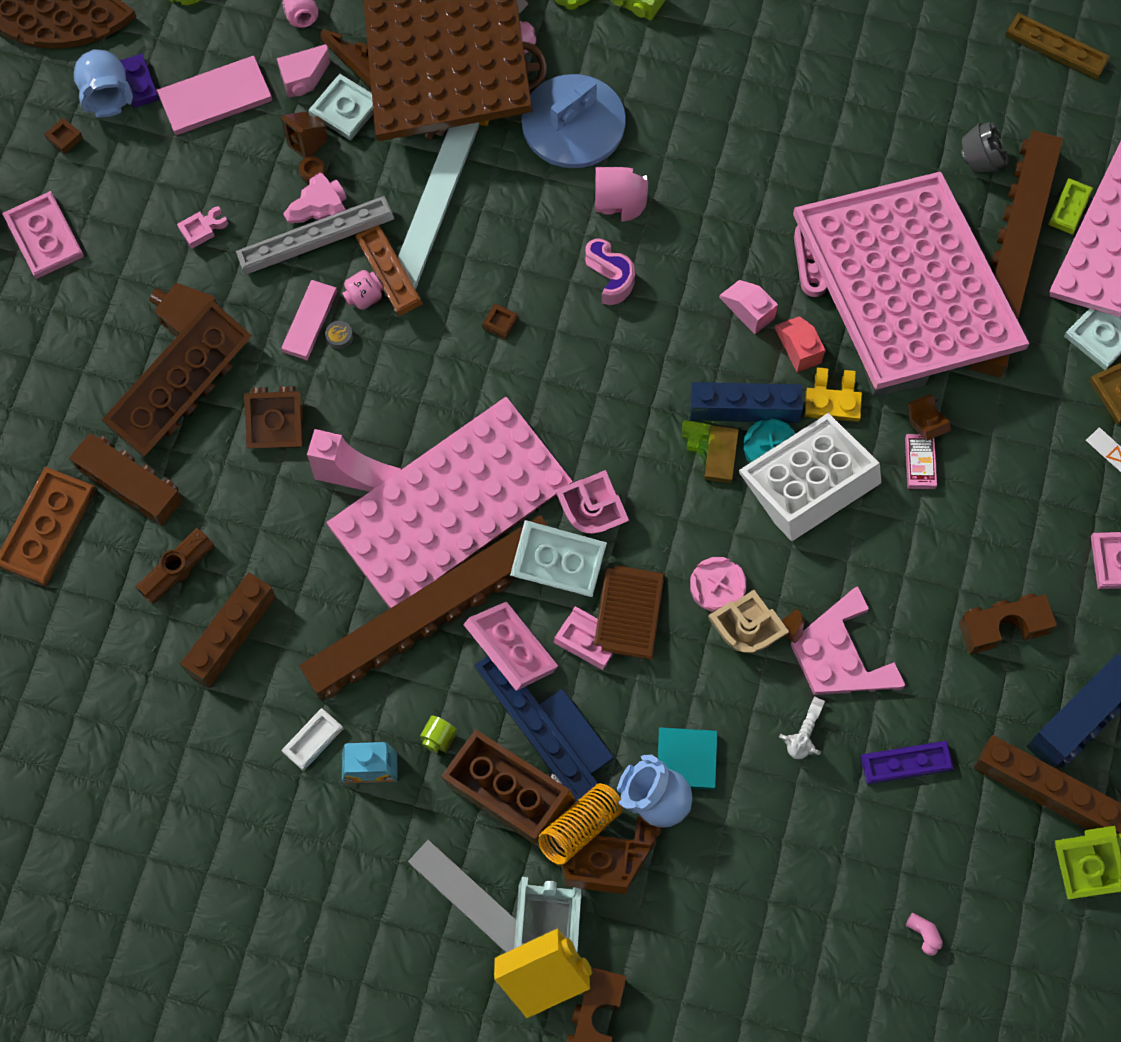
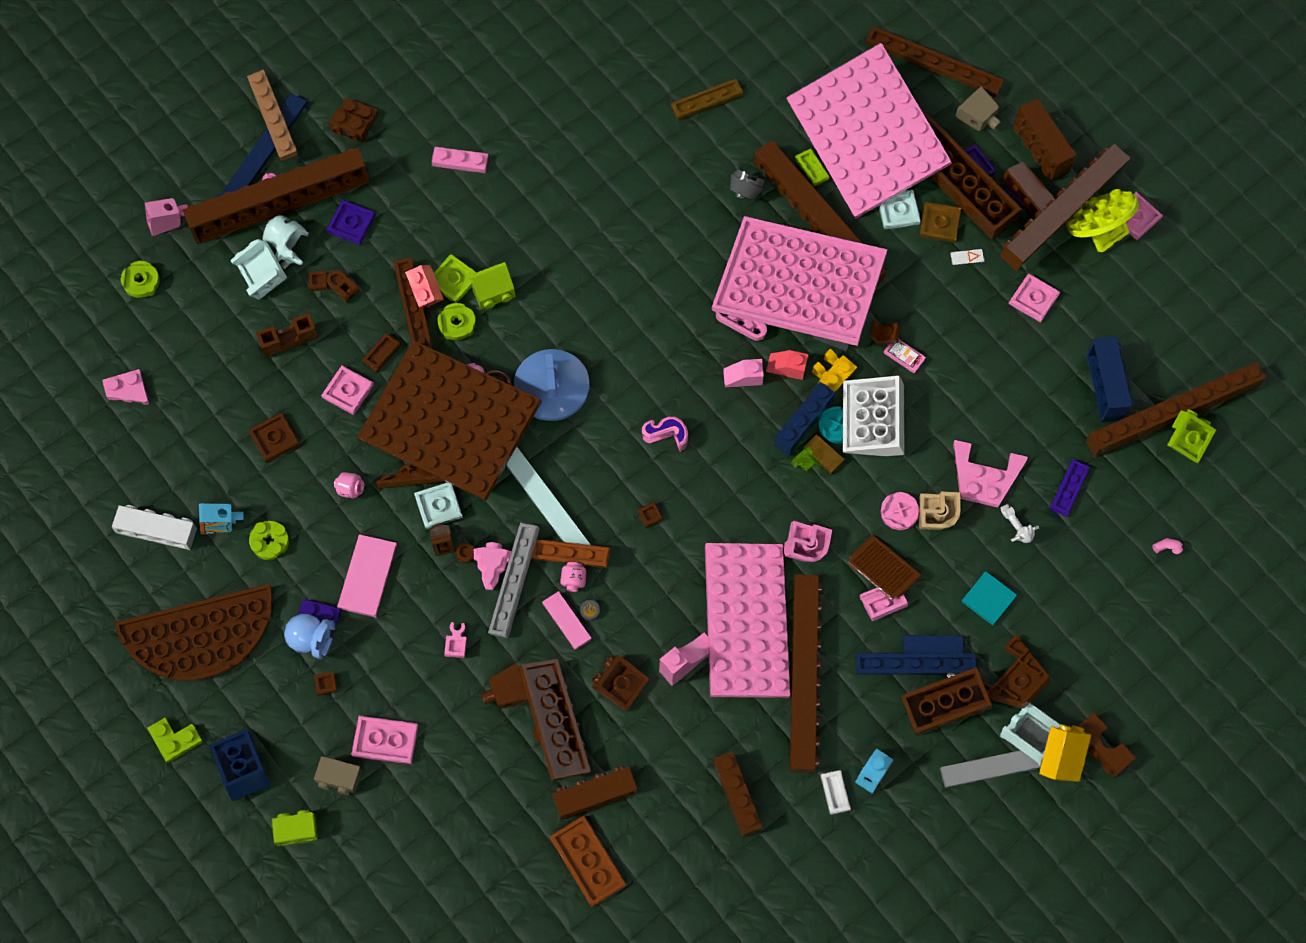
camera: 55 degrees left, 0 degrees up
(162, 579) = (676, 812): reddish brown piece -> none
(303, 70) = (394, 514): bright pink slope -> none
(438, 734) = (884, 720): lime plate -> none
(511, 645) = (861, 644): bright pink plate -> none
(558, 558) = (828, 583): light aqua tile -> none
(563, 841) = (995, 676): light orange piece -> none
(620, 192) = (623, 392): bright pink brick -> none
(655, 792) = (1003, 625): light blue tile -> none
(794, 623) = (952, 486): reddish brown tile -> none
(1029, 614) = (1026, 395): reddish brown arch -> none

